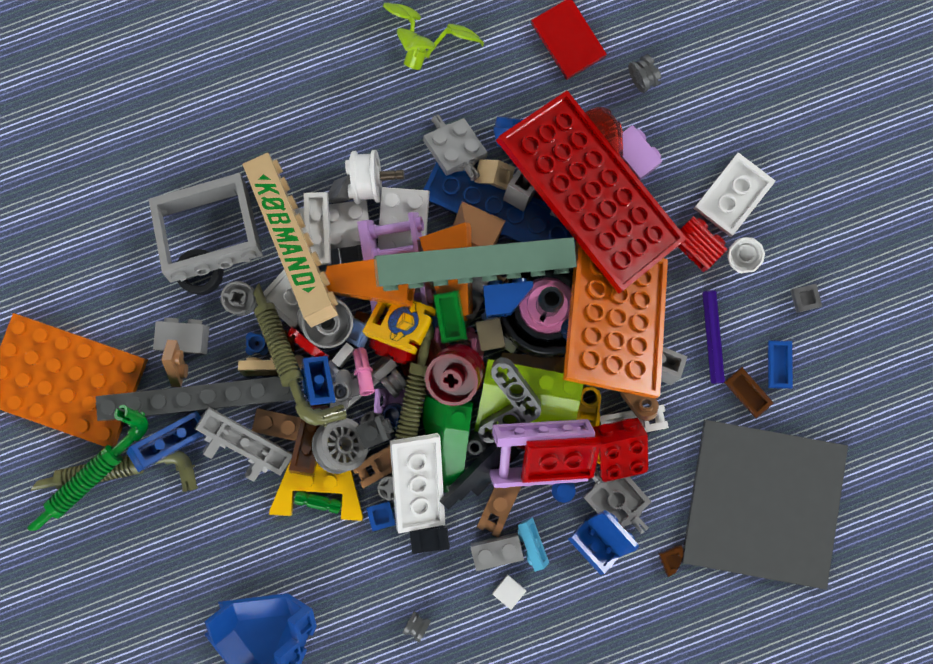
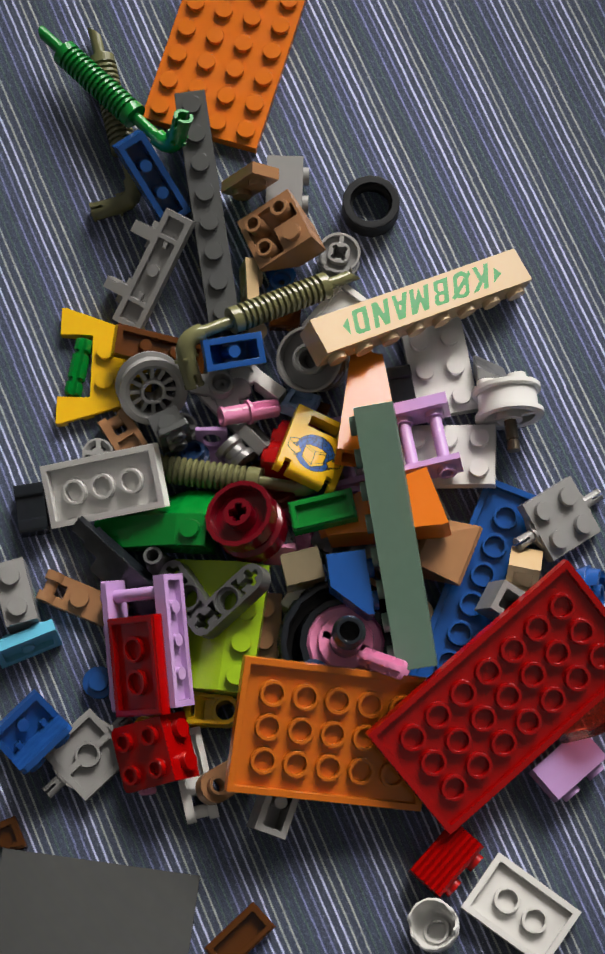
camera: 80 degrees right, 10 degrees down
(198, 196) = (466, 190): light grey window -> none
(220, 341) = (280, 234): none -> medium nougat slope
(276, 424) = (177, 308): medium nougat plate -> none
(303, 342) = (276, 337): red tile -> none
(318, 223) = (437, 346): white plate -> none
(381, 515) = (61, 445): blue plate -> none
(571, 275) = (383, 663): none -> bright pink axle
(713, 337) = (316, 885): dark purple axle -> none

